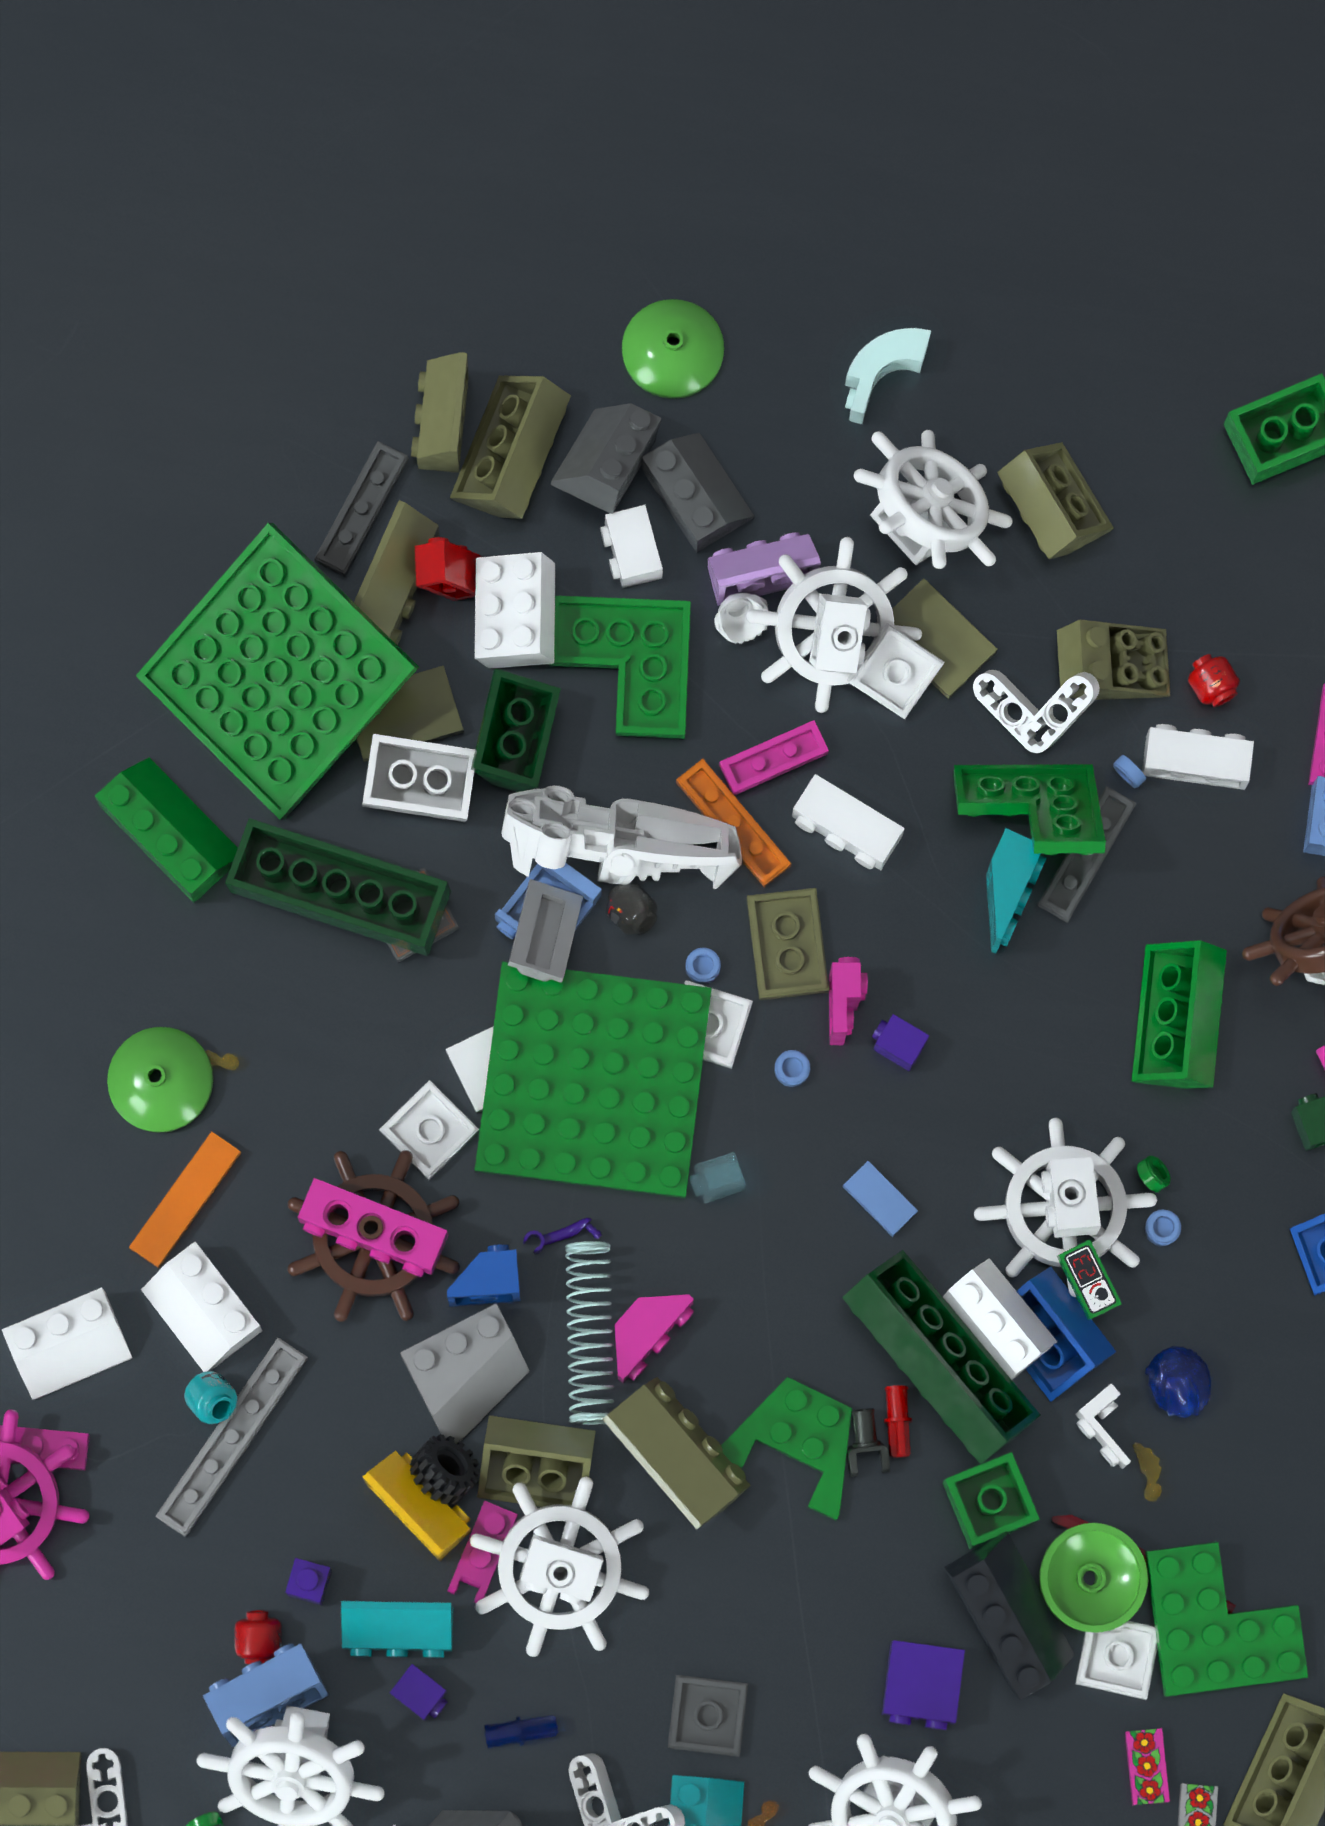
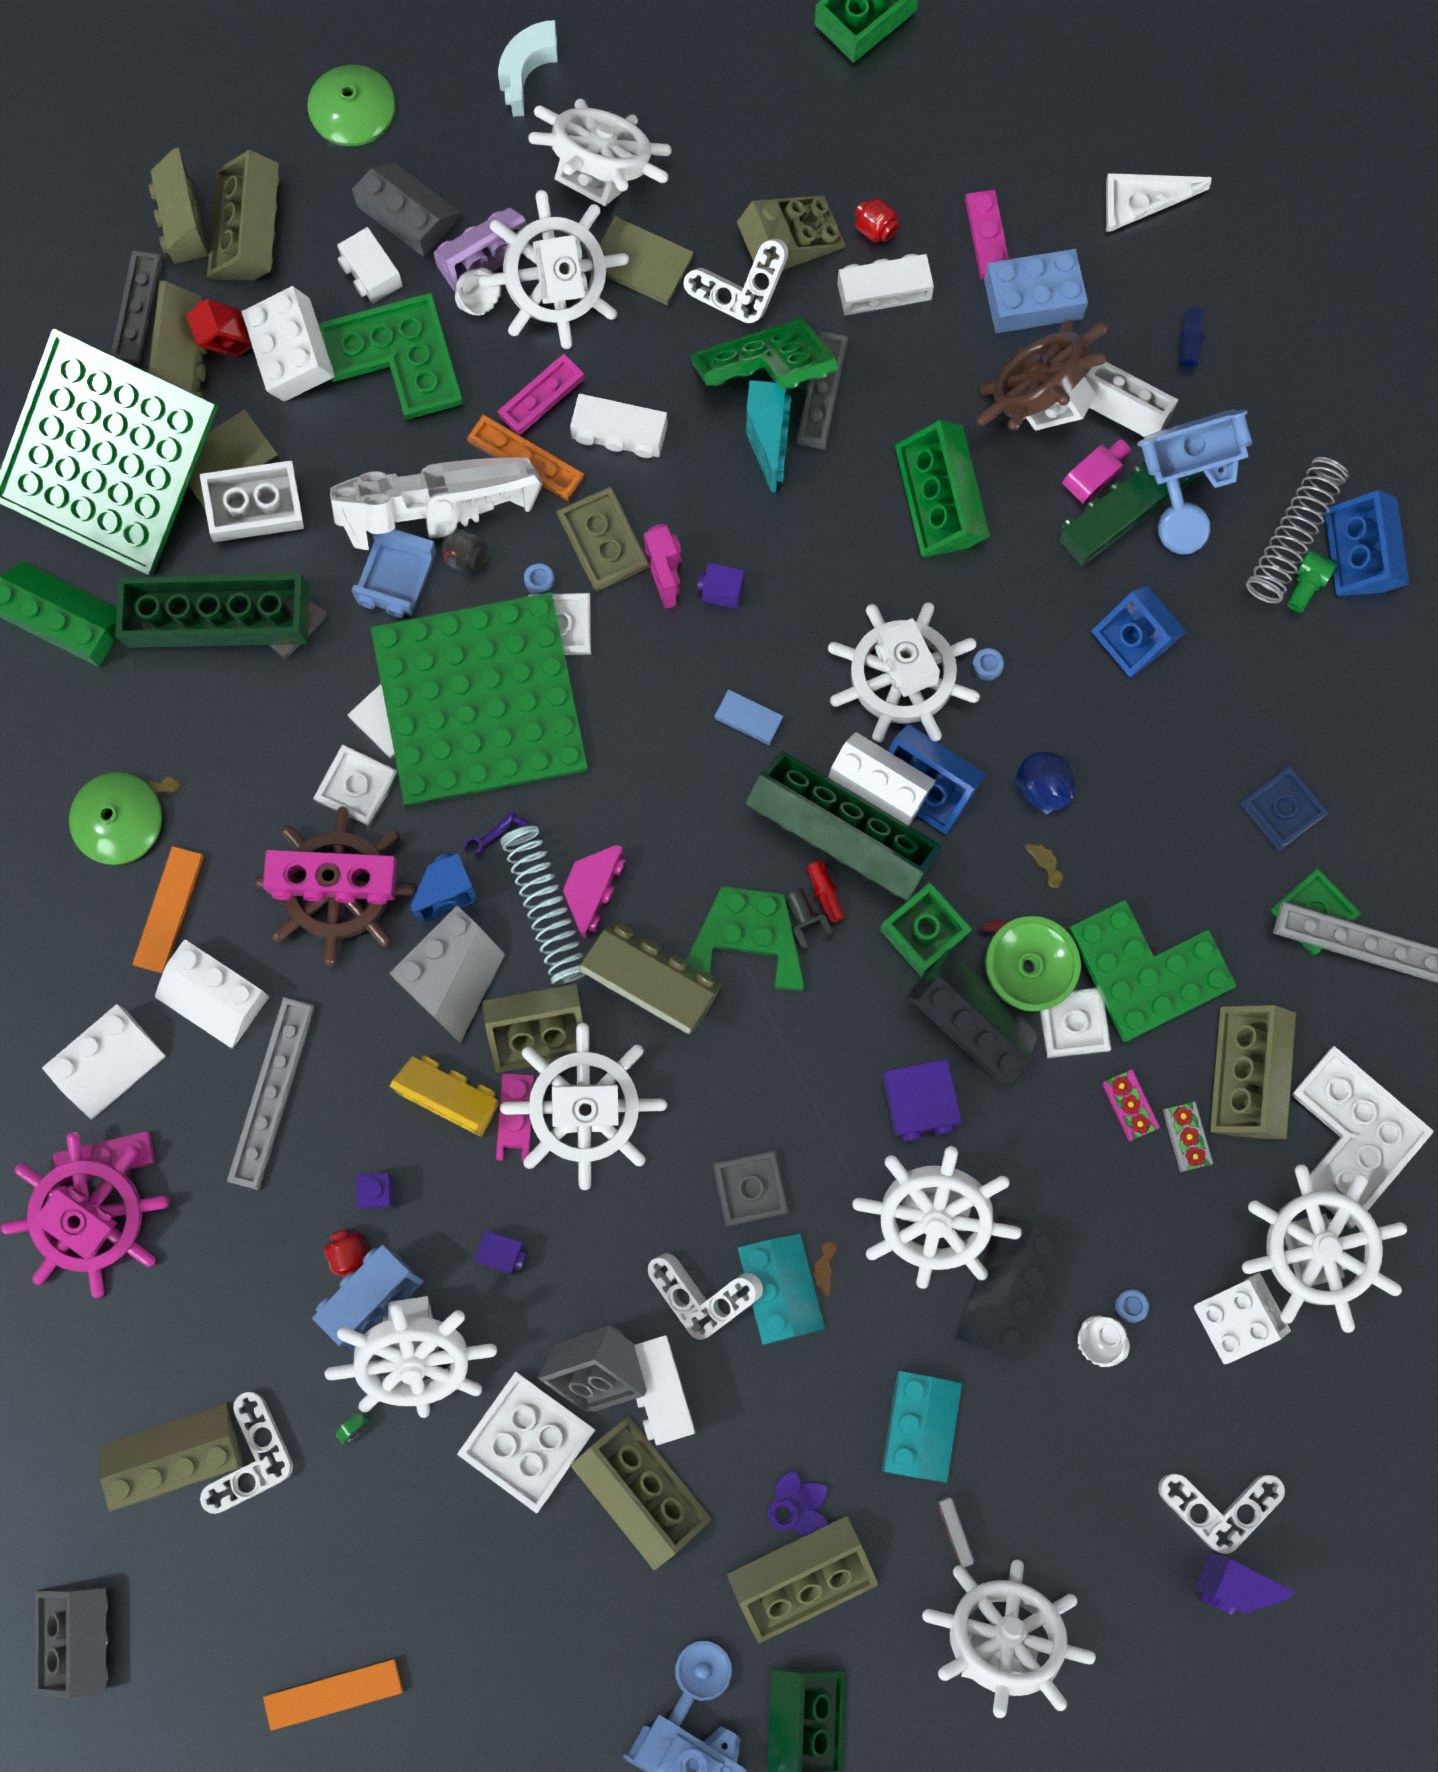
camera: 15 degrees left, 0 degrees up
(210, 1397) = (241, 1065): teal head -> none
(397, 1628) = (462, 1204): teal slope -> none
(429, 1465) = (459, 1058): black tyre -> none
(515, 731) = (318, 437): dark green slope -> none
(520, 1731) = (596, 1255): clear blue axle -> none
(545, 931) = (397, 590): light grey piece -> none
(607, 455) = (325, 198): dark grey slope -> none
(717, 1178) = (609, 743): clear light blue brick -> none
(792, 1068) = (640, 637): medium blue tile -> none
(896, 671) = (617, 292): white tile -> none
(1054, 499) = (698, 122): olive slope -> none
(1089, 1279) = (944, 722): tile -> none
(1102, 1406) = (987, 843): white bracket -> none
(1129, 771) = (834, 312): medium blue tile -> none
(1153, 1173) = (966, 622): green tile -> none

